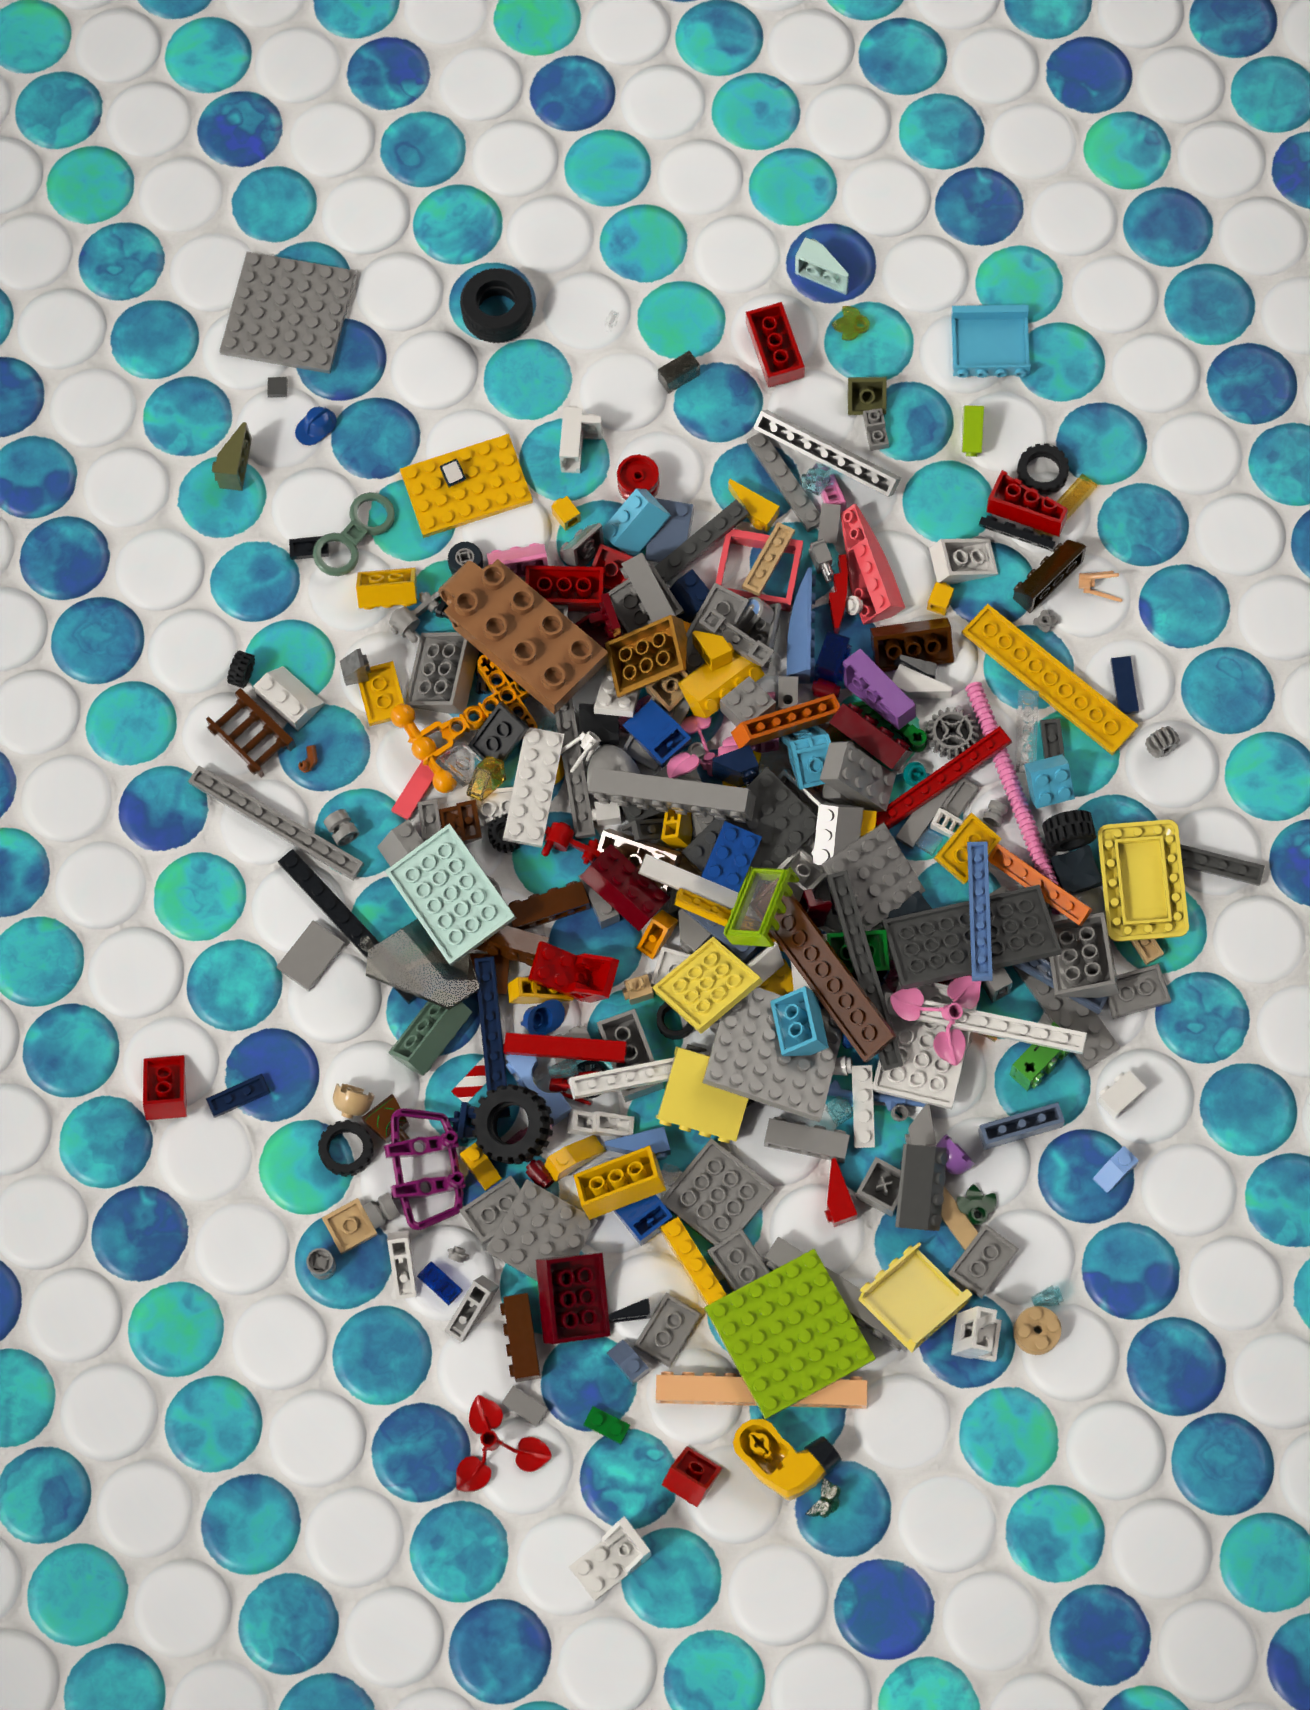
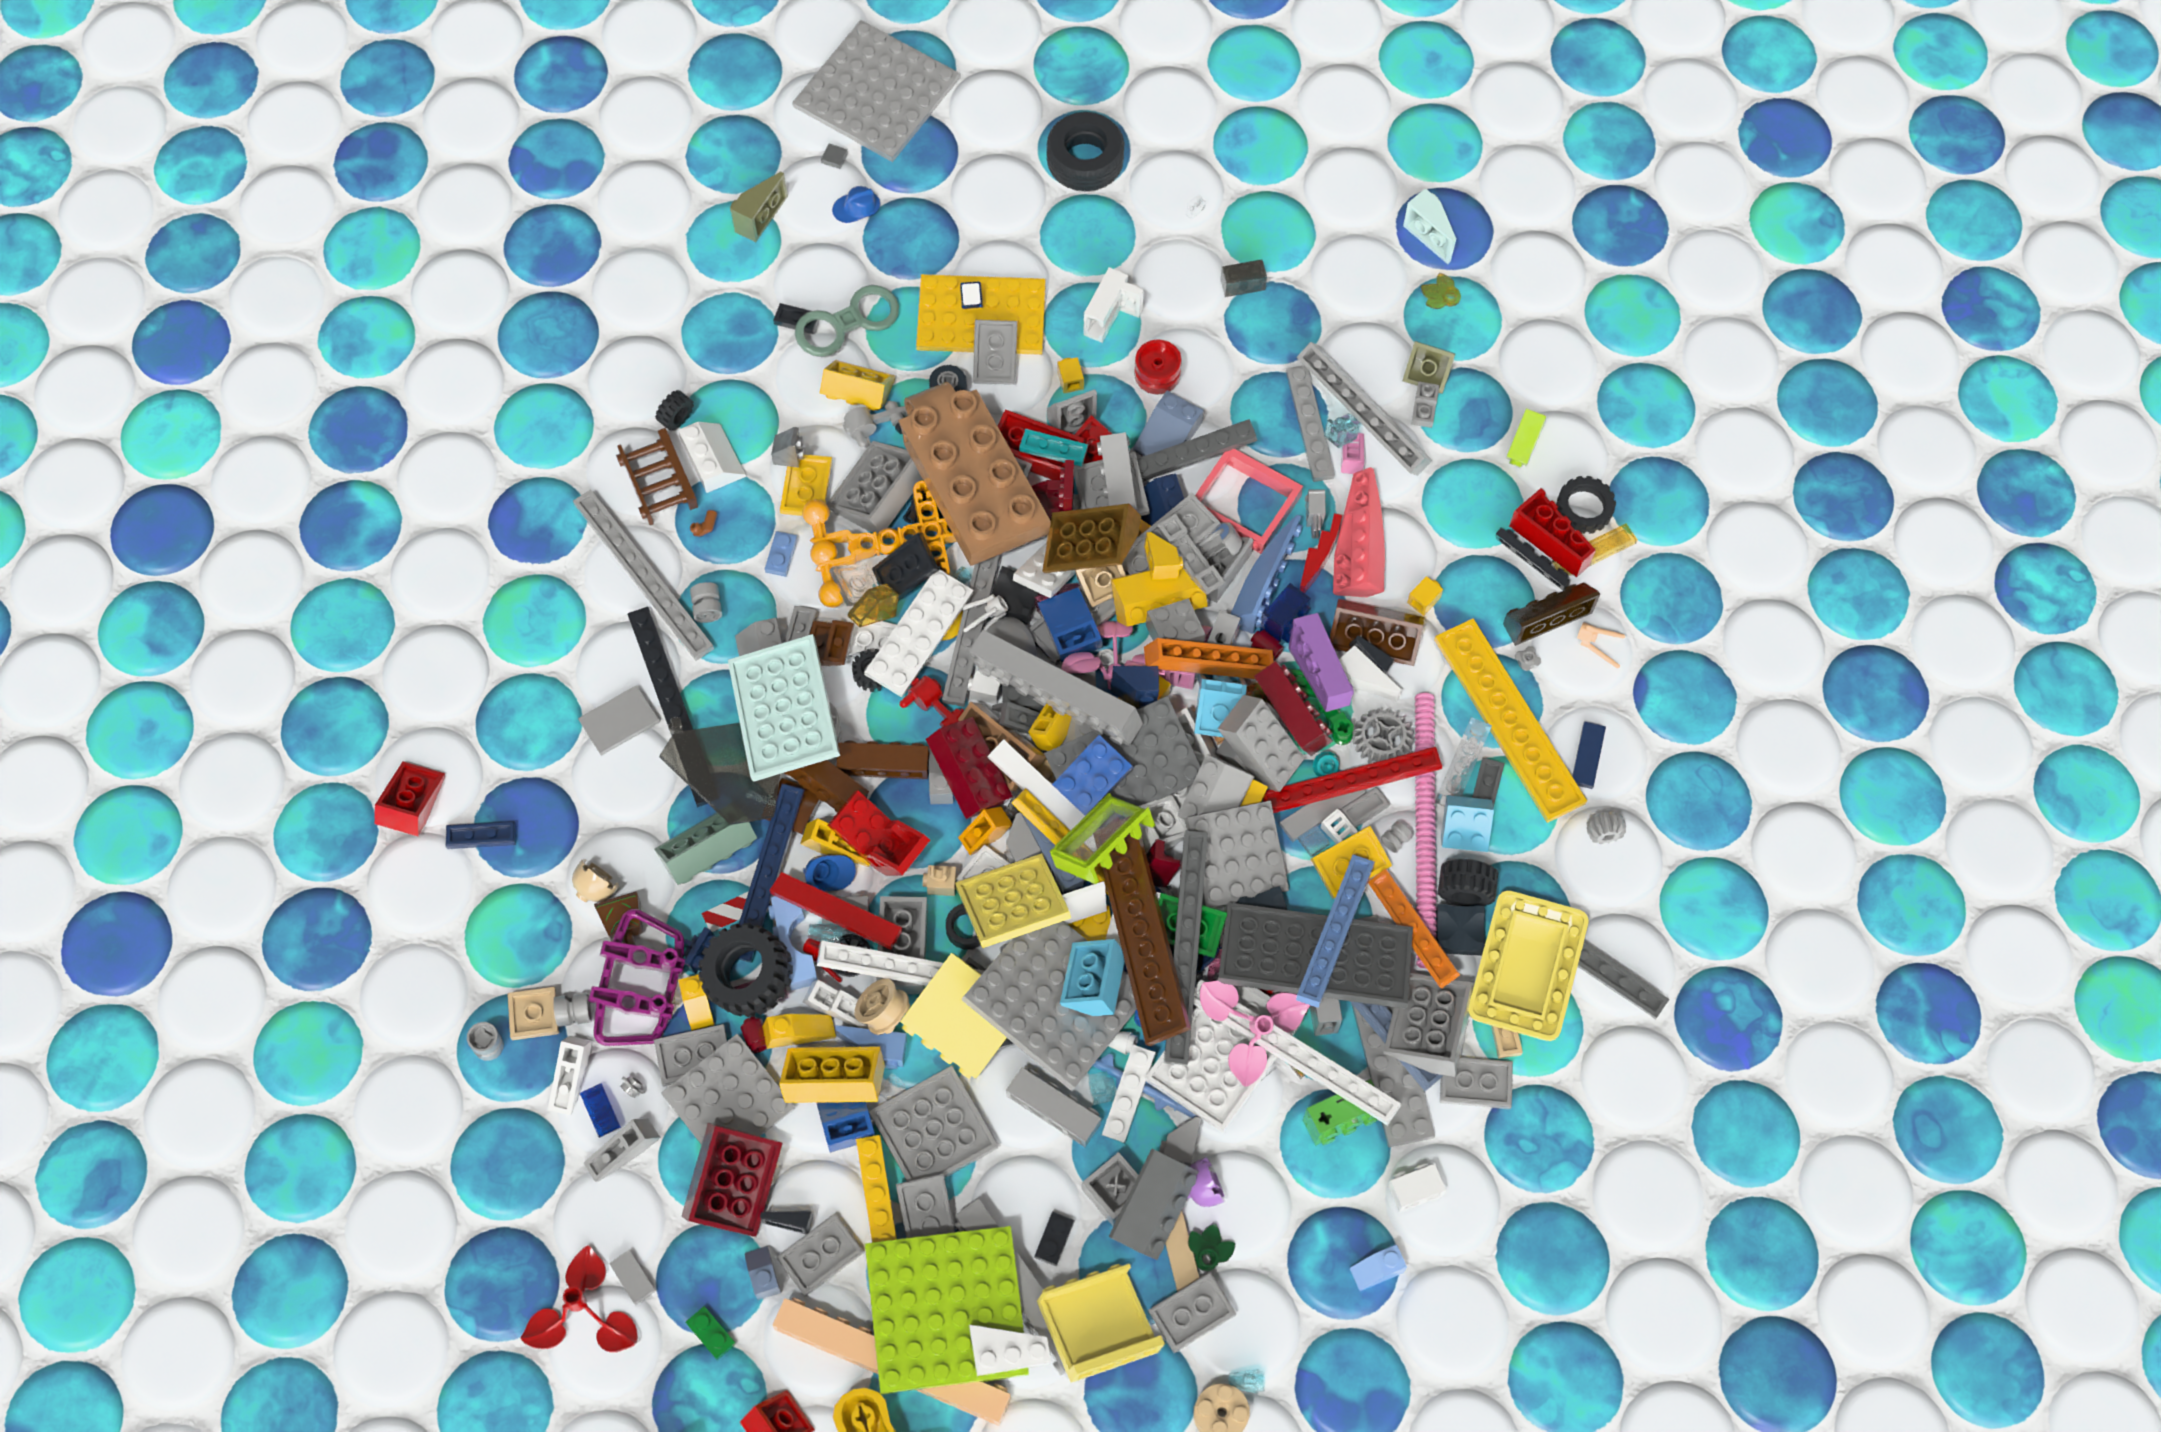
camera: 15 degrees right, 5 degrees down
(344, 1127) = (565, 953): black tyre -> none
(385, 761) = (781, 553): none -> medium blue plate
(414, 792) = (795, 595): coral tile -> none
(493, 516) = (995, 352): none -> light grey tile
(518, 558) = (1000, 399): bright pink slope -> none
(521, 1337) = (659, 1201): reddish brown brick -> none
(582, 585) = (1053, 447): none -> teal plate
(636, 522) = (1137, 405): medium azure slope -> none
(637, 1112) = (881, 1006): none -> tan wheel
(761, 510) = (1271, 441): yellow slope -> none
(768, 559) = (1258, 490): tan plate -> none
(775, 344) = (1353, 285): red brick -> none
(829, 522) = (1338, 478): light grey tile -> none
(839, 1202) = (1061, 1183): red slope -> none
(850, 1245) = (1054, 1239): none -> black plate
(851, 1347) = (1006, 1350): none -> white wing
(853, 605) = (1330, 570): white plate -> none
(900, 1109) = (1169, 1114): light grey hinge -> none
(963, 560) = (1464, 565): white slope -> none
(977, 1334) = (1152, 1391): white brick -> none
(990, 340) = (1580, 358): medium azure panel -> none
(1021, 1126) = (1292, 1180): sand blue brick -> none

